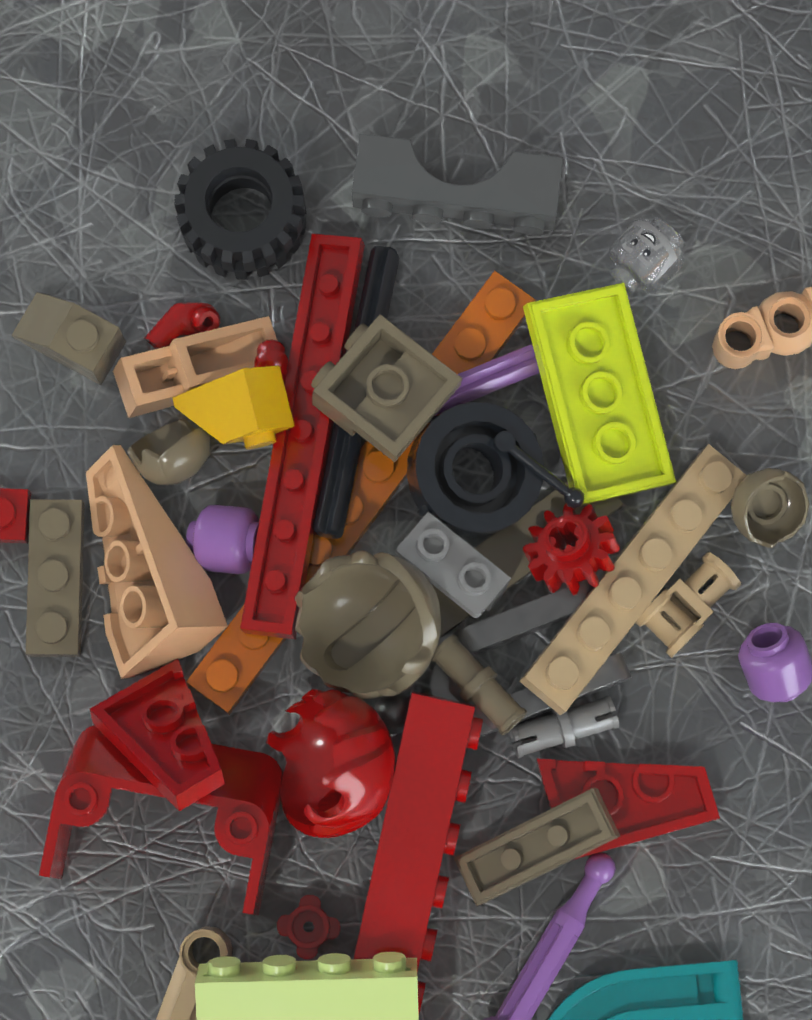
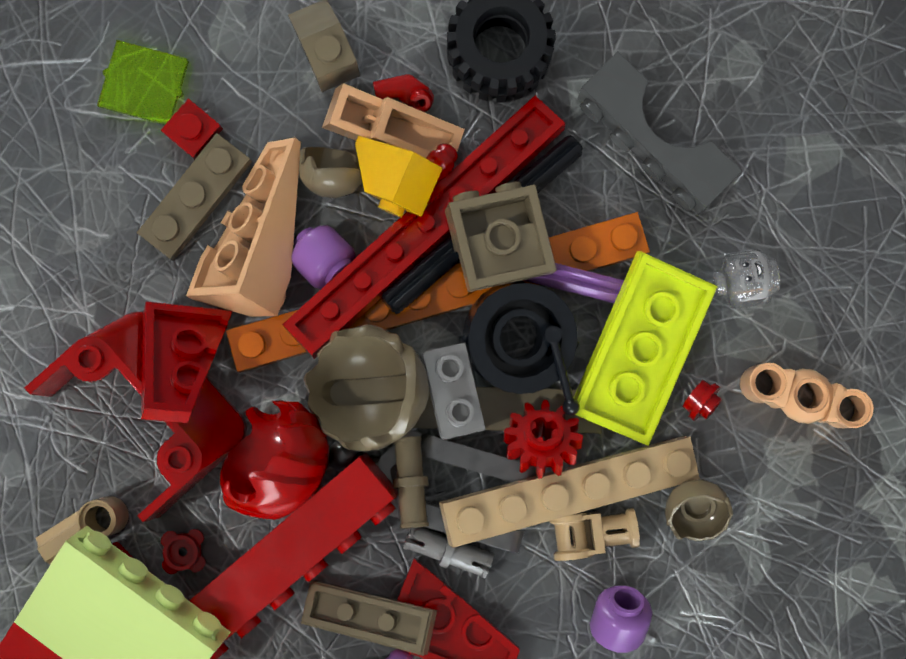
camera: 30 degrees right, 5 degrees up
(694, 401) = (702, 400): none -> red plate

